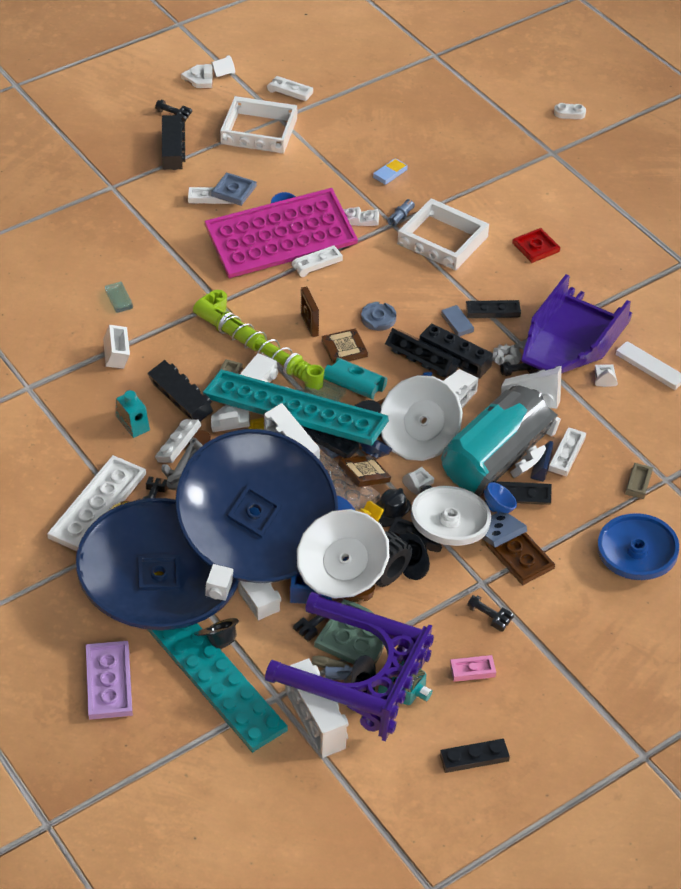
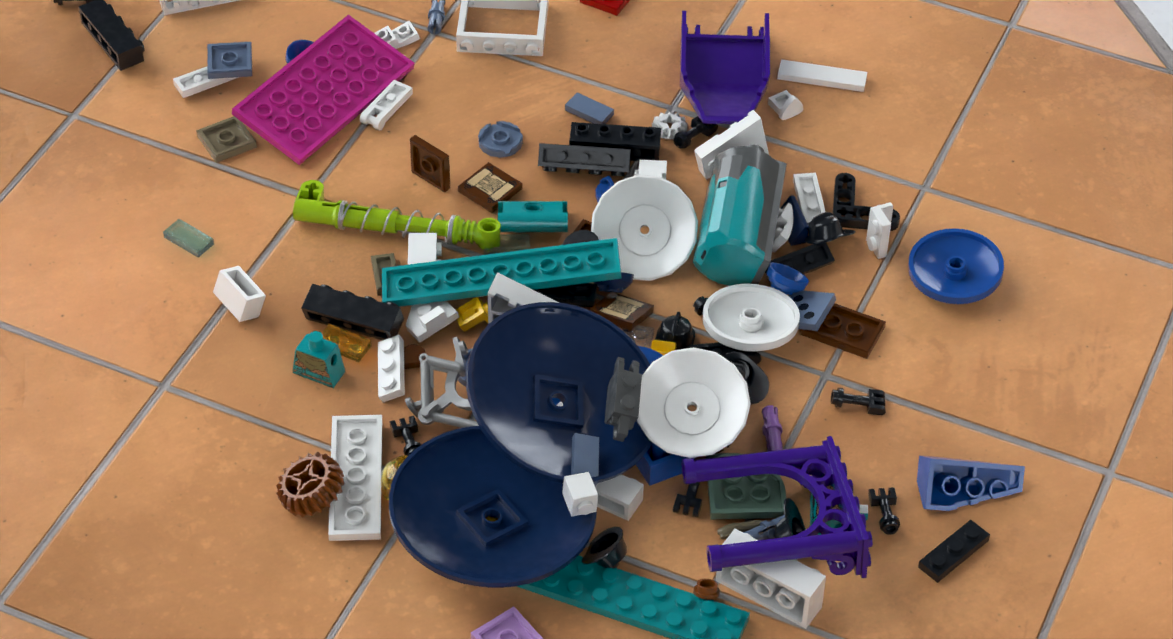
camera: 30 degrees left, 0 degrees up
(59, 494) = (306, 488): none -> dark orange gear
(161, 410) = (349, 344): none -> clear yellow plate
(194, 242) = (226, 139): none -> dark tan tile
(244, 558) = (585, 455): none -> sand blue tile
(270, 694) = (706, 589): none -> dark orange plate
(293, 528) = (623, 398): none -> dark grey hinge
(407, 603) = (772, 428): none -> medium lavender pin
(416, 480) = (680, 298): white tile -> none
(440, 711) = (888, 523): none -> black hinge
(472, 668) = (887, 464): bright pink plate -> none
(493, 309) = (618, 81): black plate -> none
(517, 707) = (955, 483): none -> blue wedge
(559, 475) = (825, 228): none -> black piece
(587, 471) = (849, 209): none -> black beam
(600, 493) = (879, 229): none -> white bracket
(639, 480) = (901, 199): dark tan tile -> none

